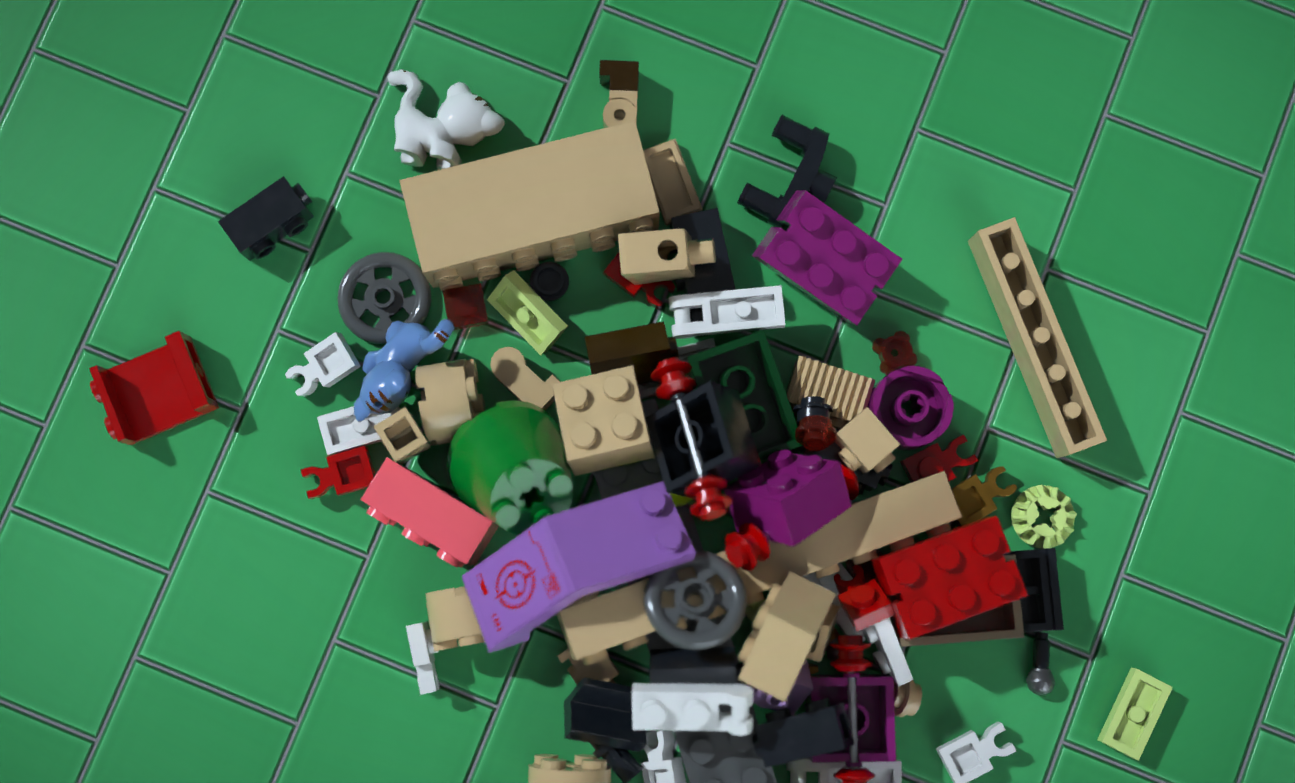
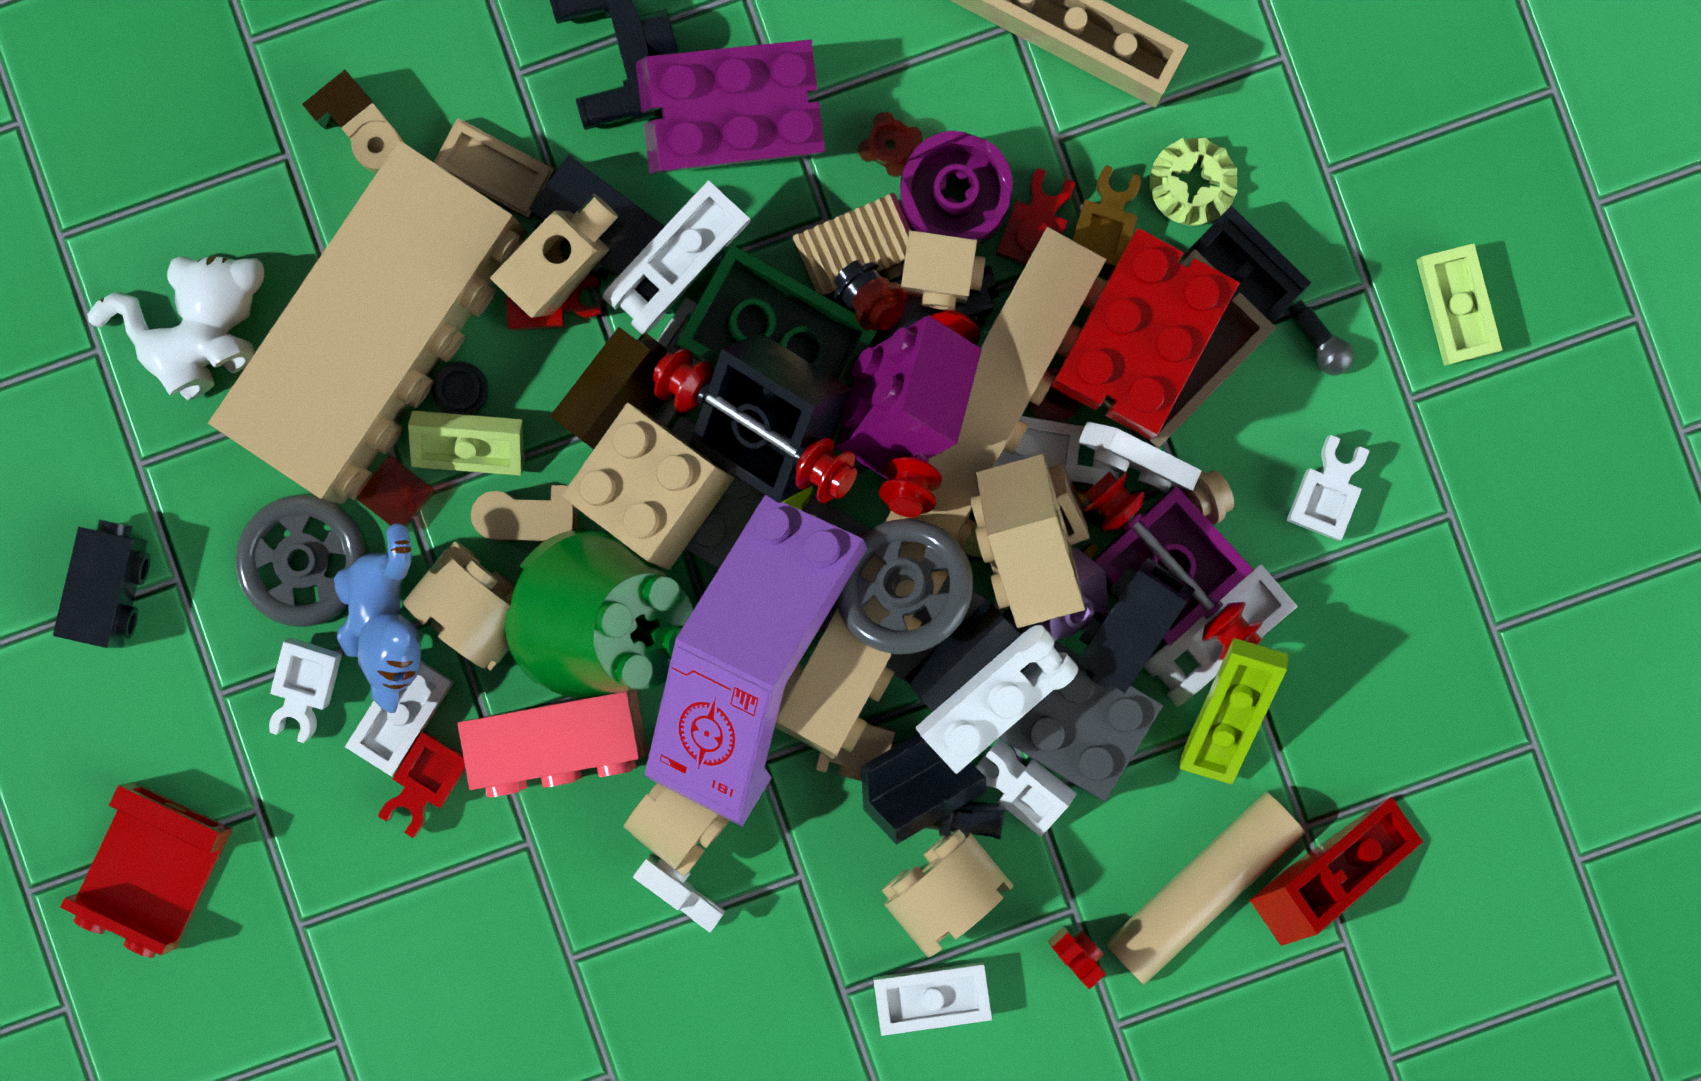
camera: 30 degrees left, 5 degrees up
(402, 436) = (453, 687): tan leg -> none
(862, 600) = (1078, 435): red plate -> none

